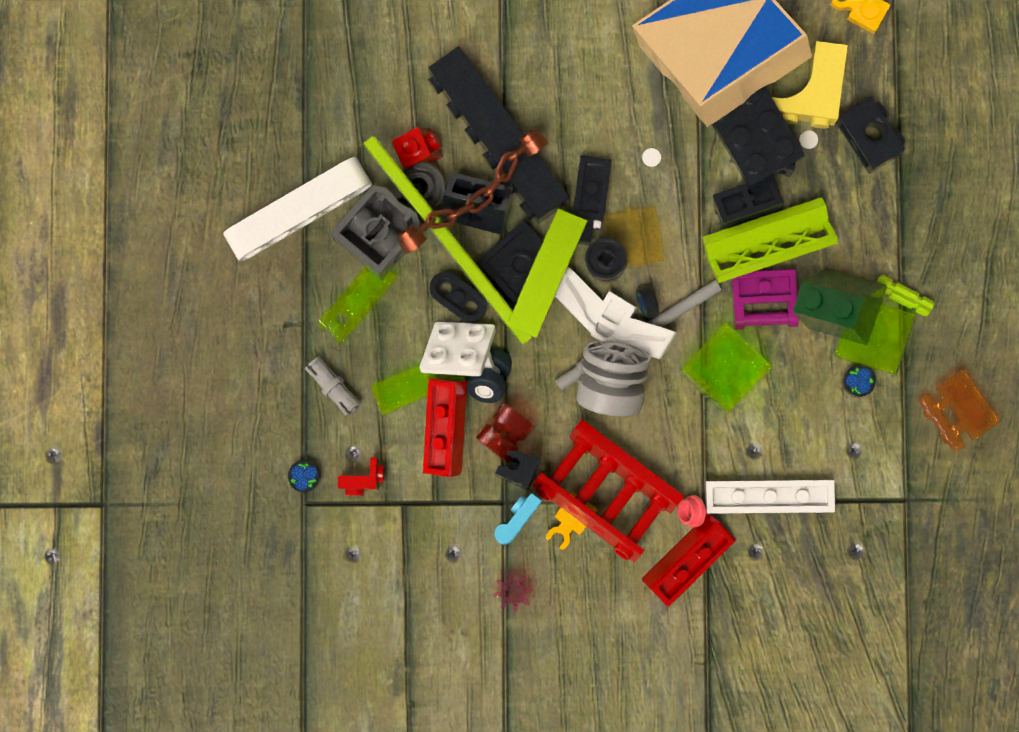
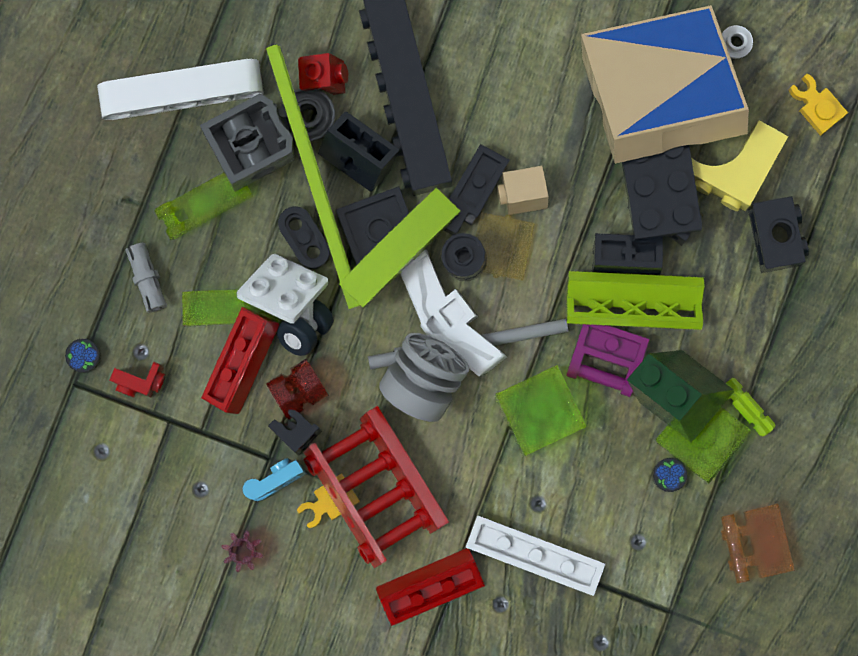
camera: 15 degrees right, 0 degrees up
(413, 238) = (277, 161): copper piece -> none
(634, 181) = (523, 190): none -> tan brick
(647, 302) = (489, 315): black tile -> none
(651, 157) = (552, 173): white sticker -> none
(692, 511) = (452, 539): coral plate -> none
(808, 139) = (714, 215): white sticker -> none

